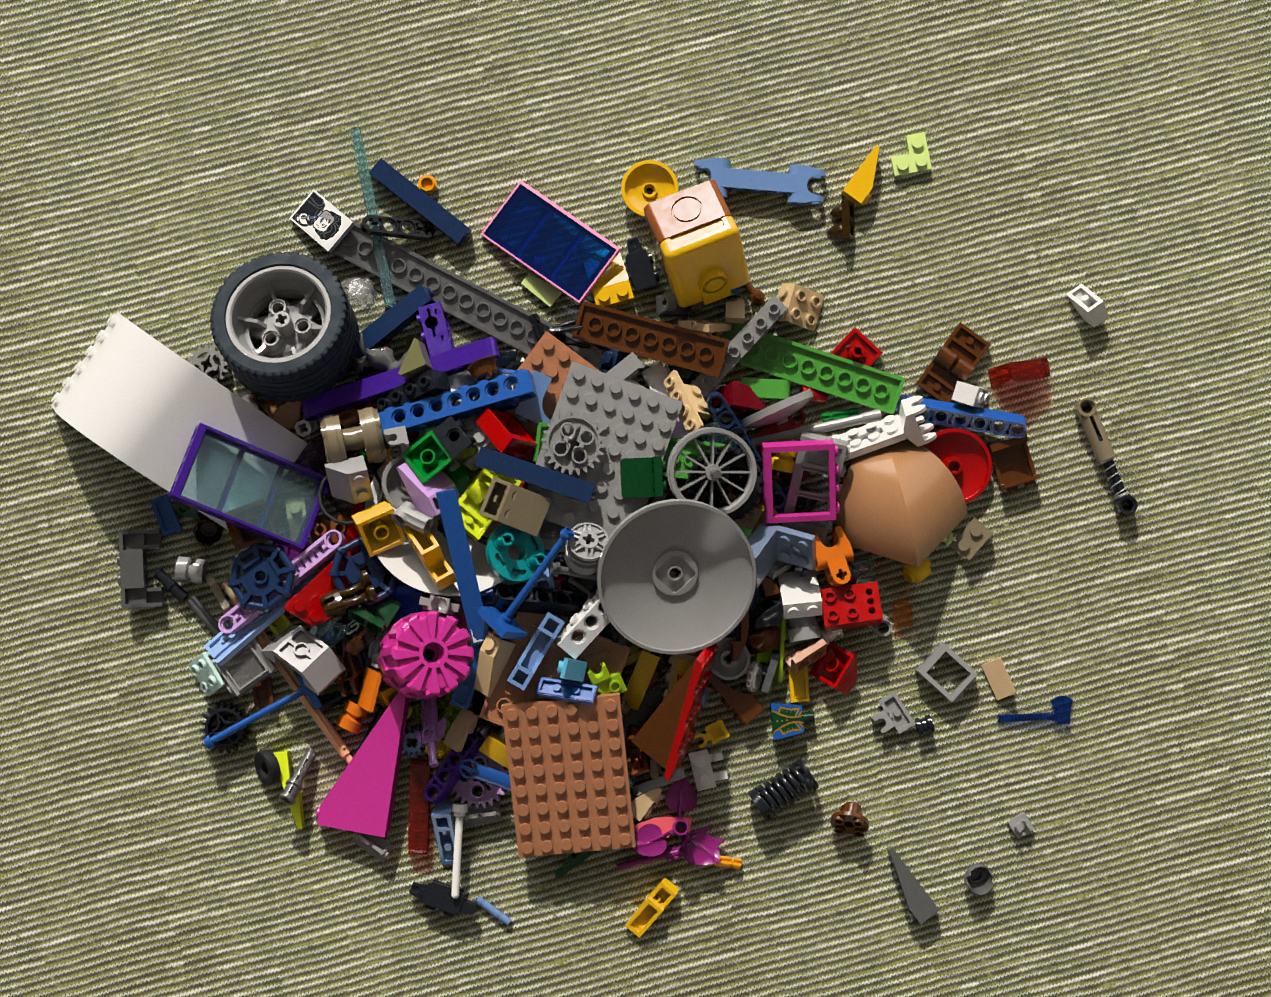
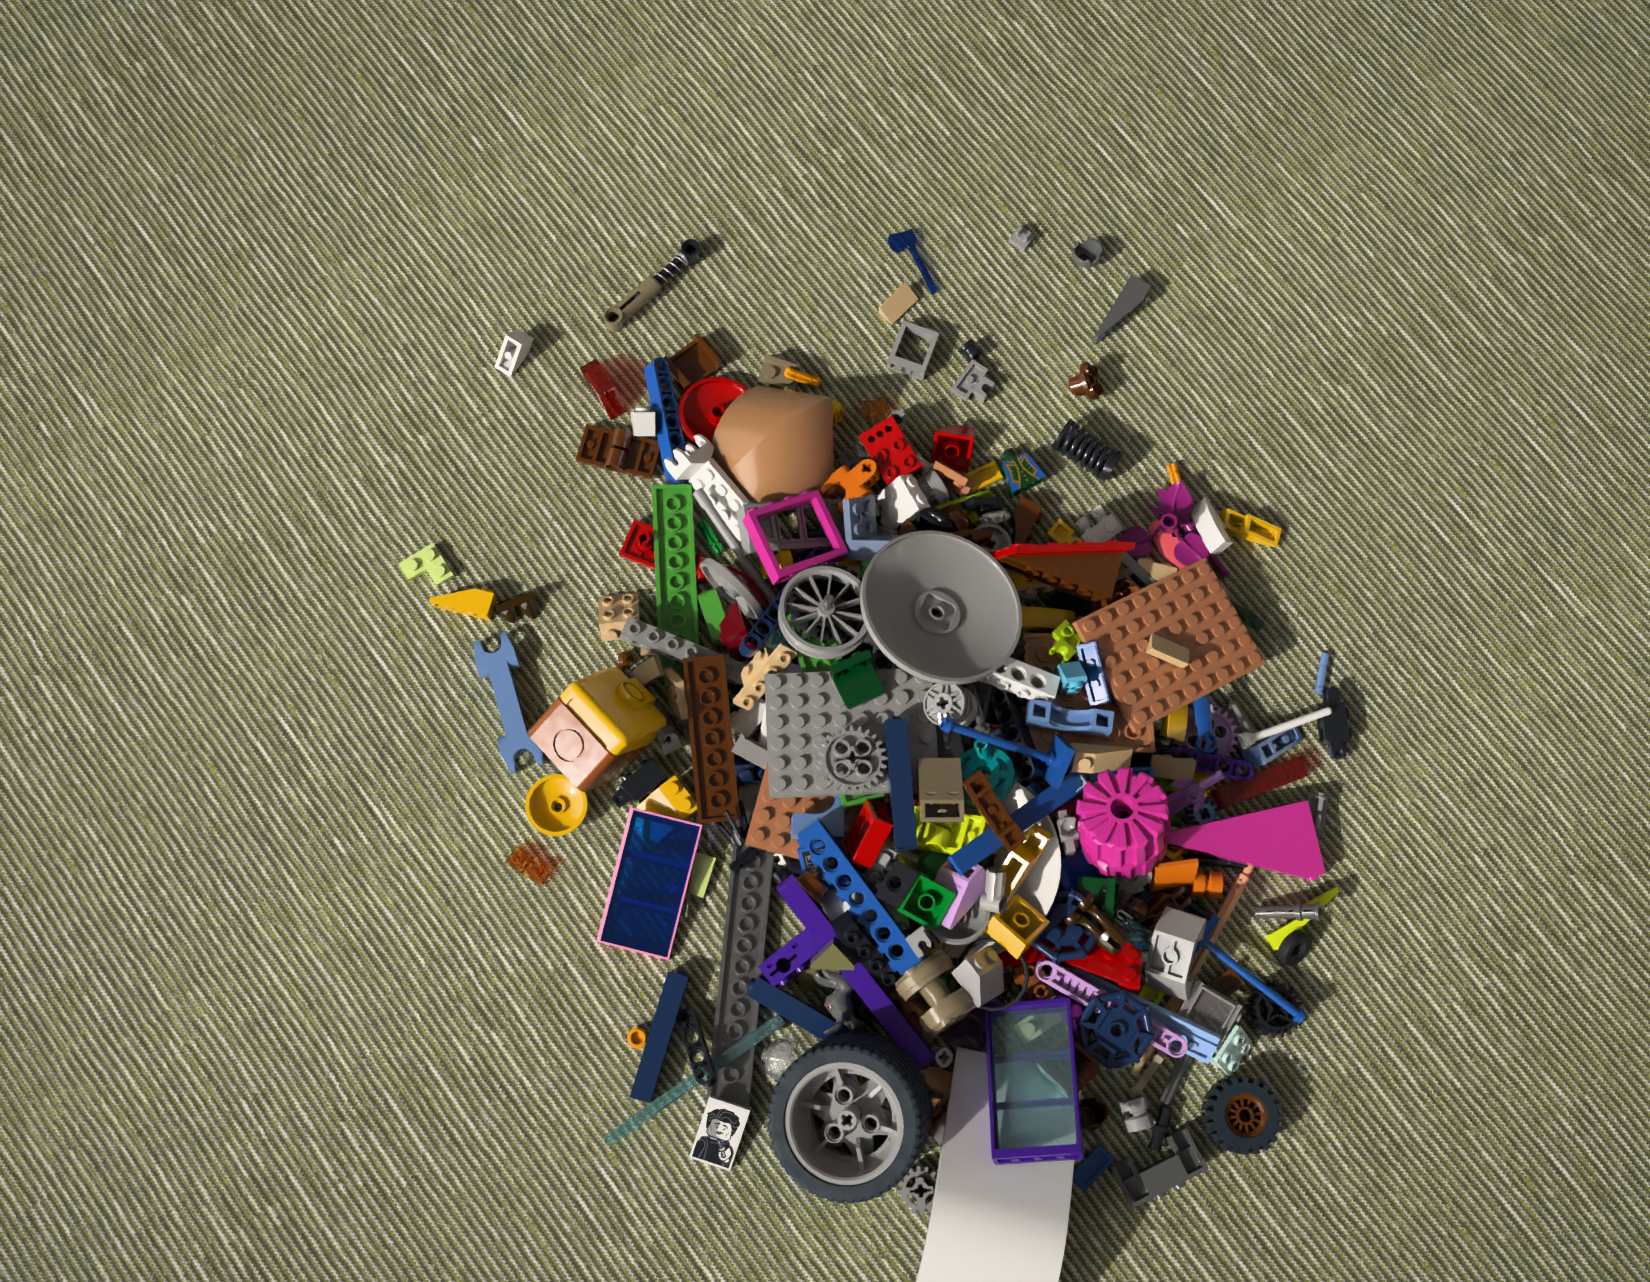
camera: 110 degrees left, 10 degrees down
(174, 660) = (1218, 1108): none -> black wheel
(476, 543) = (993, 811): none -> reddish brown slope
(560, 768) = (1168, 651): none -> tan slope
(608, 148) = (529, 866): none -> clear orange slope
(665, 869) = (1210, 527): none -> white slope
(959, 557) = (802, 377): none -> light orange axle

